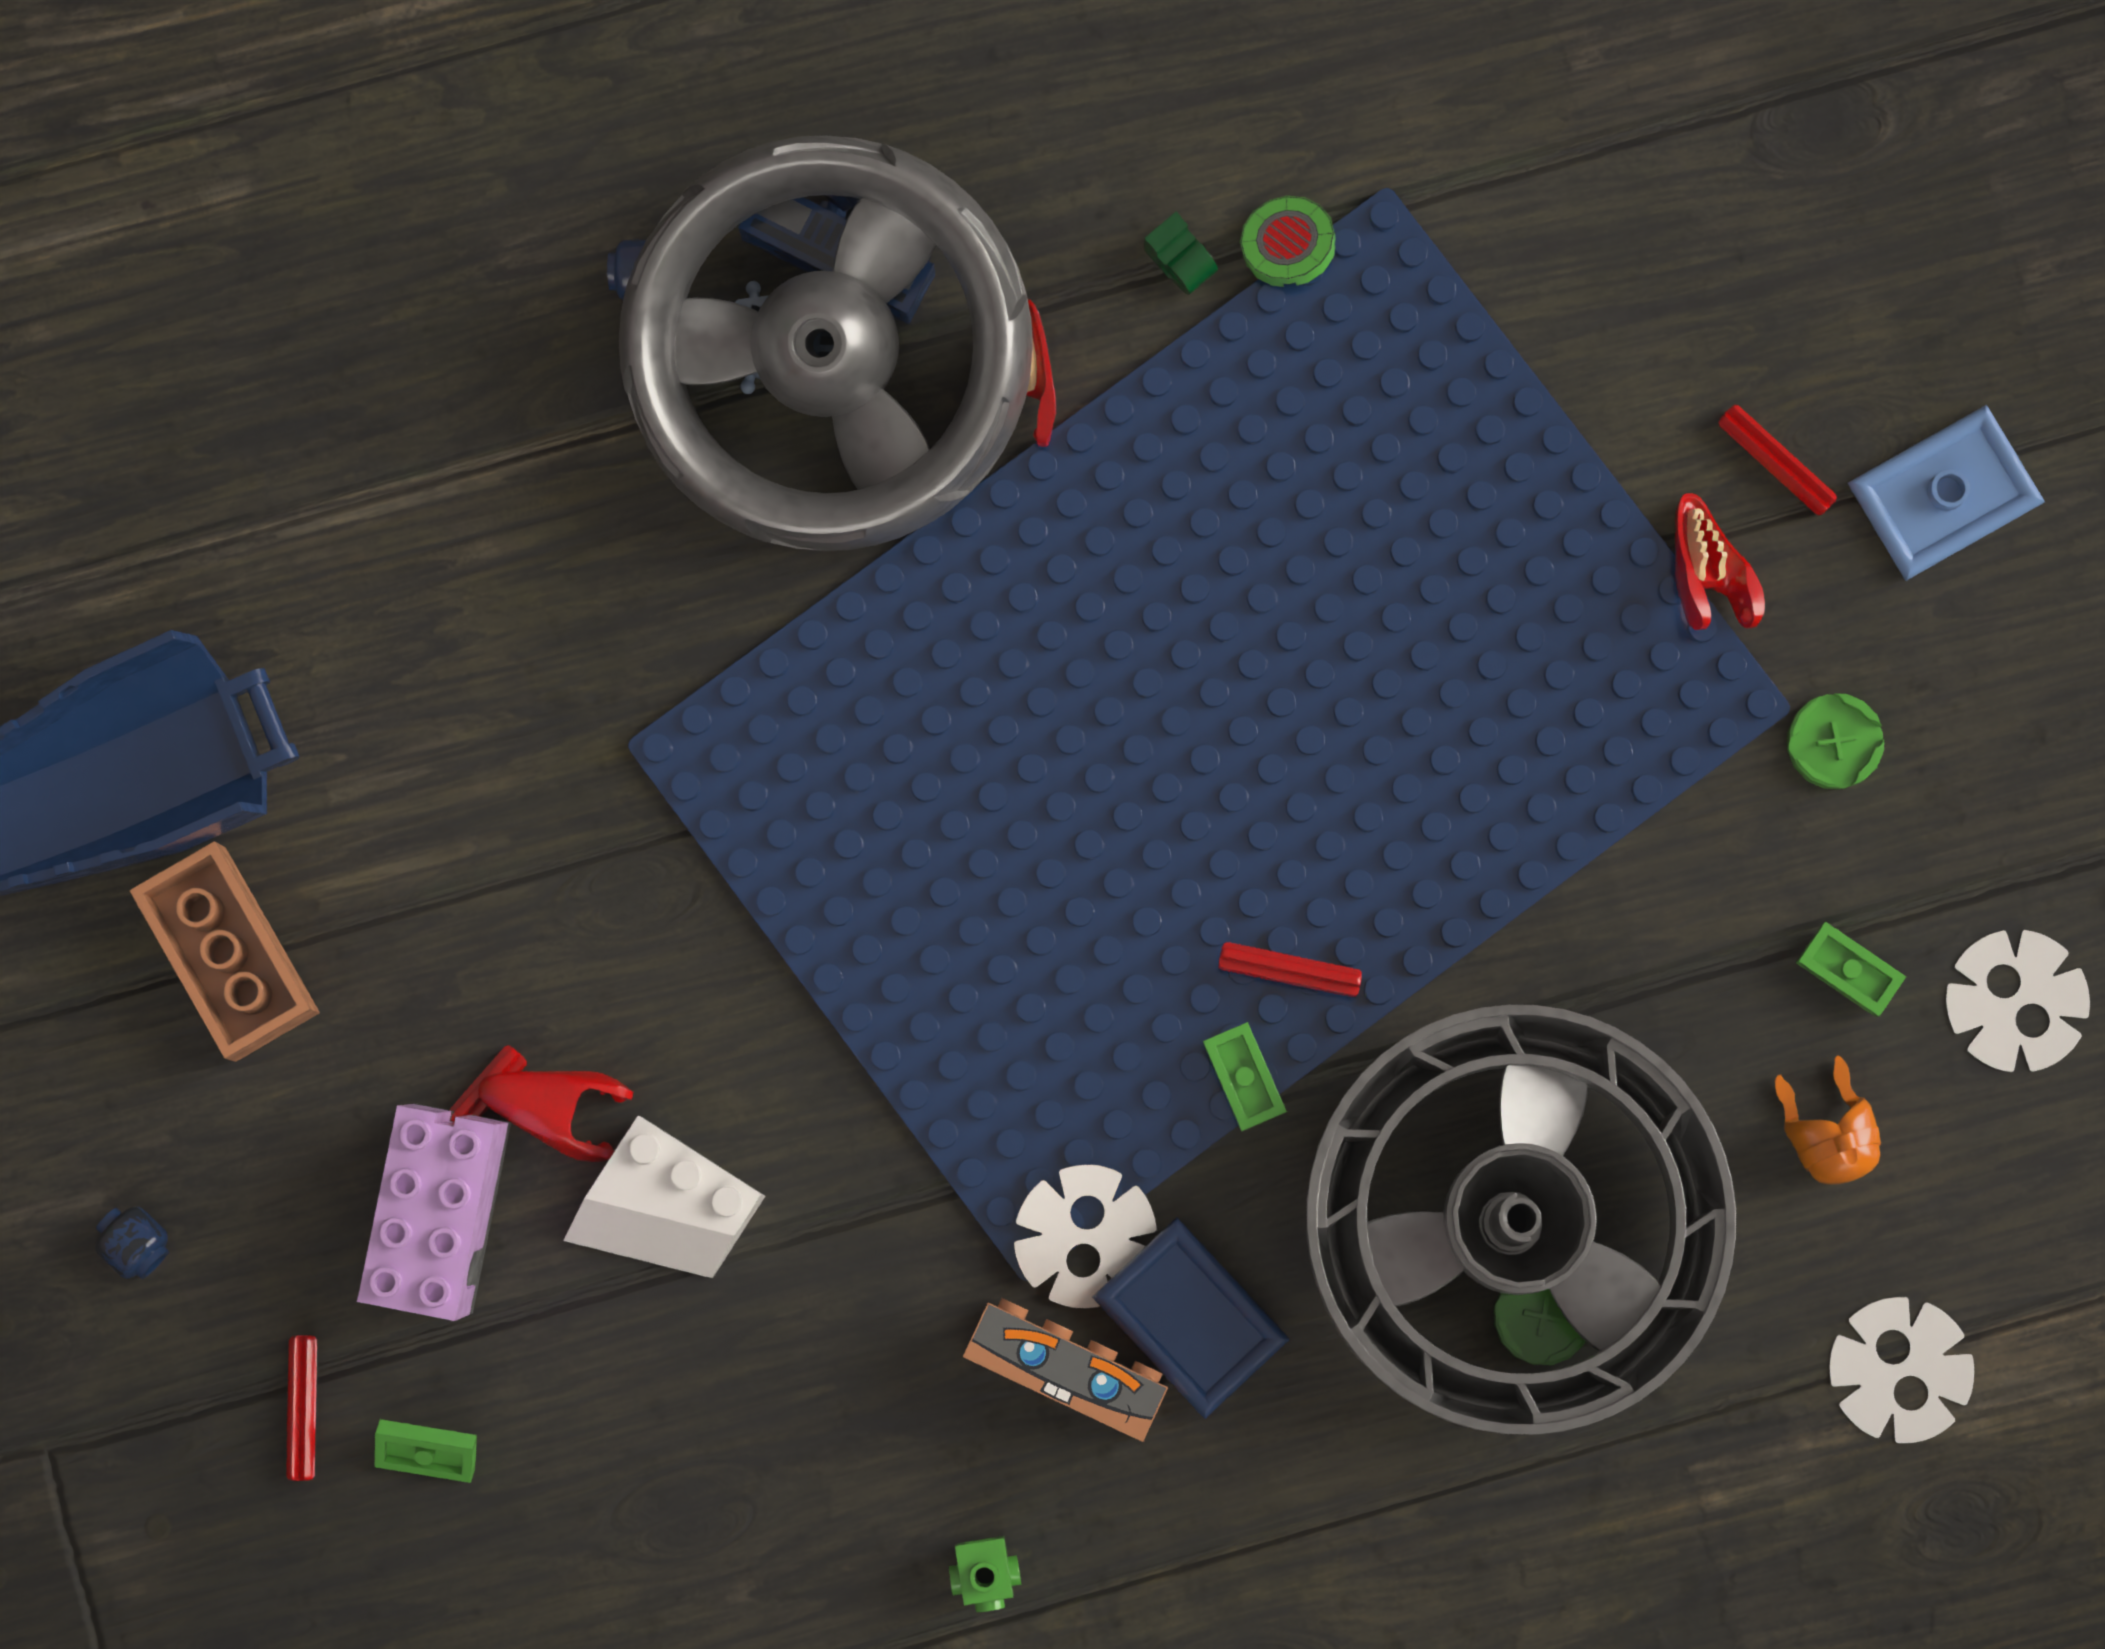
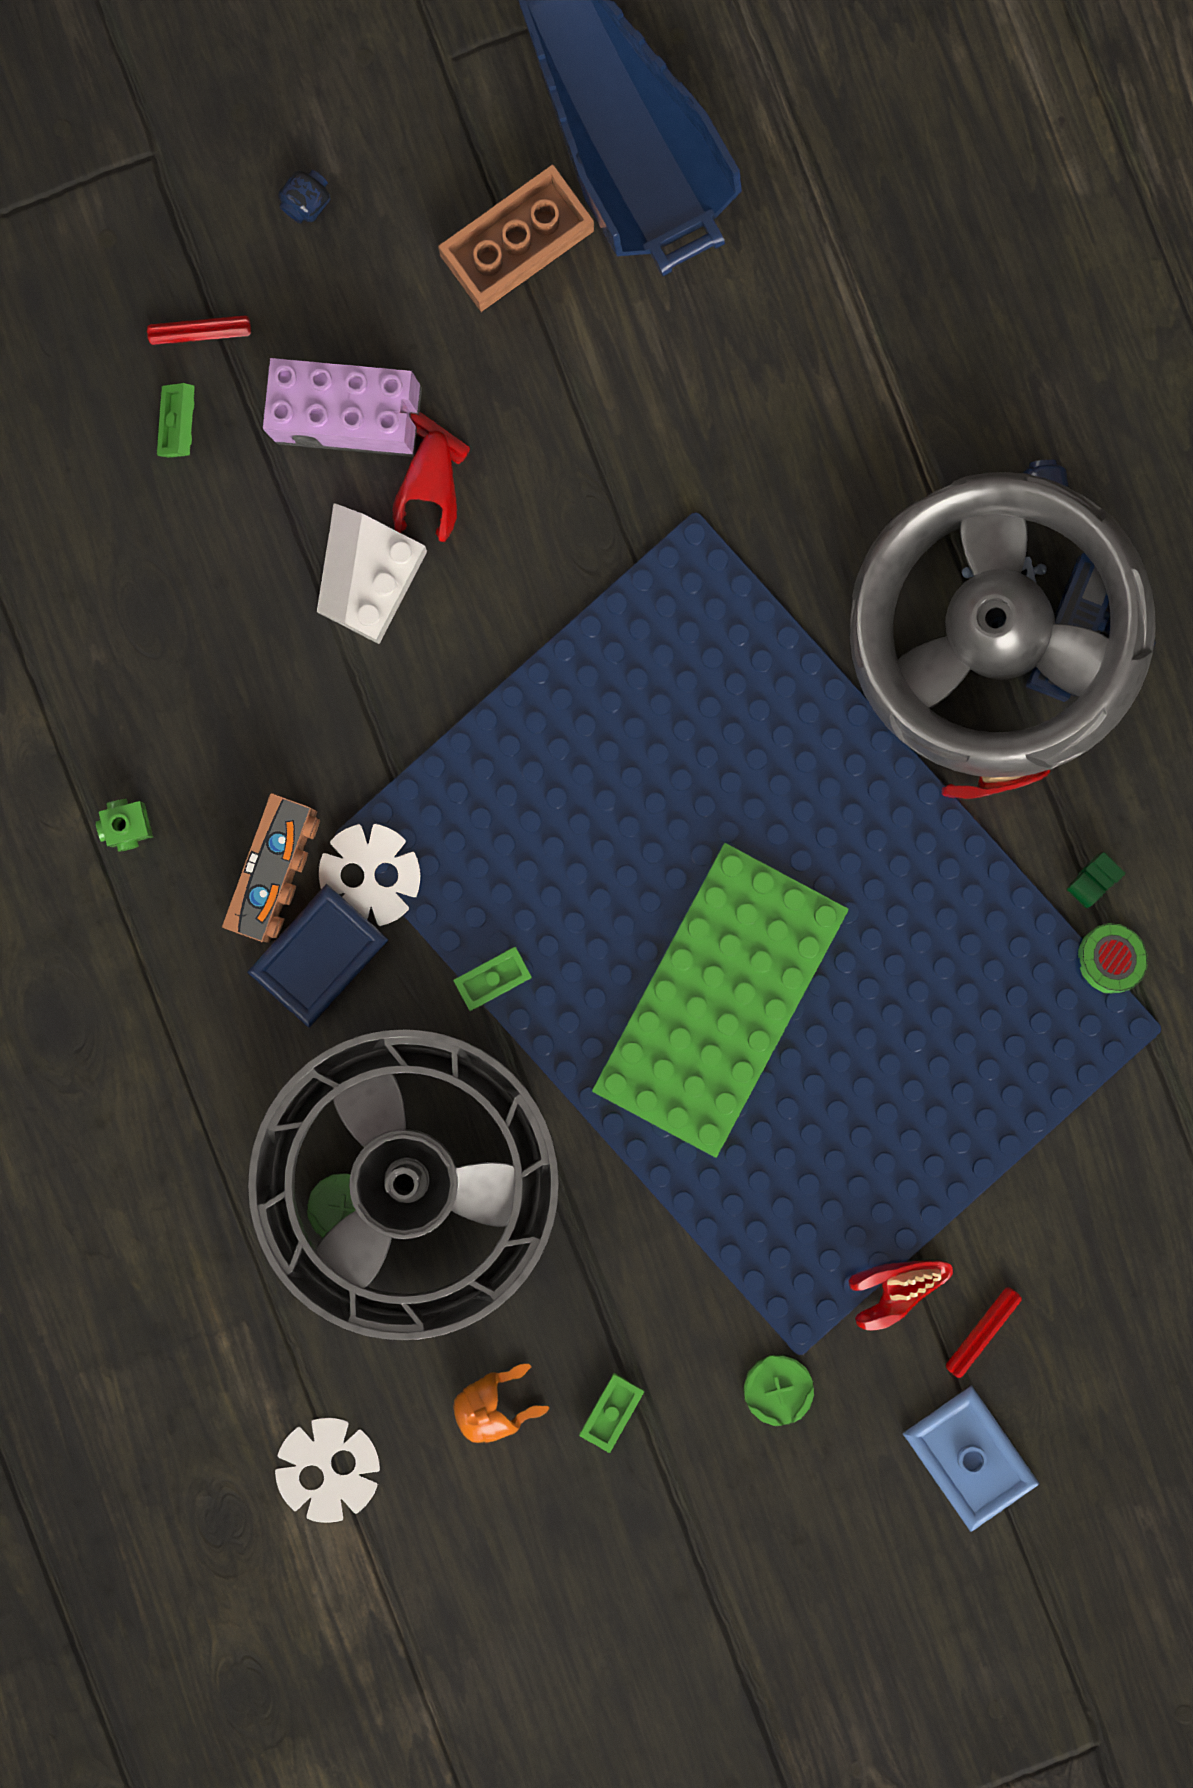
camera: 85 degrees right, 5 degrees up
(1290, 969) = (573, 1005): red axle -> none
(1300, 770) = (720, 1000): none -> bright green plate
(2000, 1038) = (594, 1507): white piece -> none

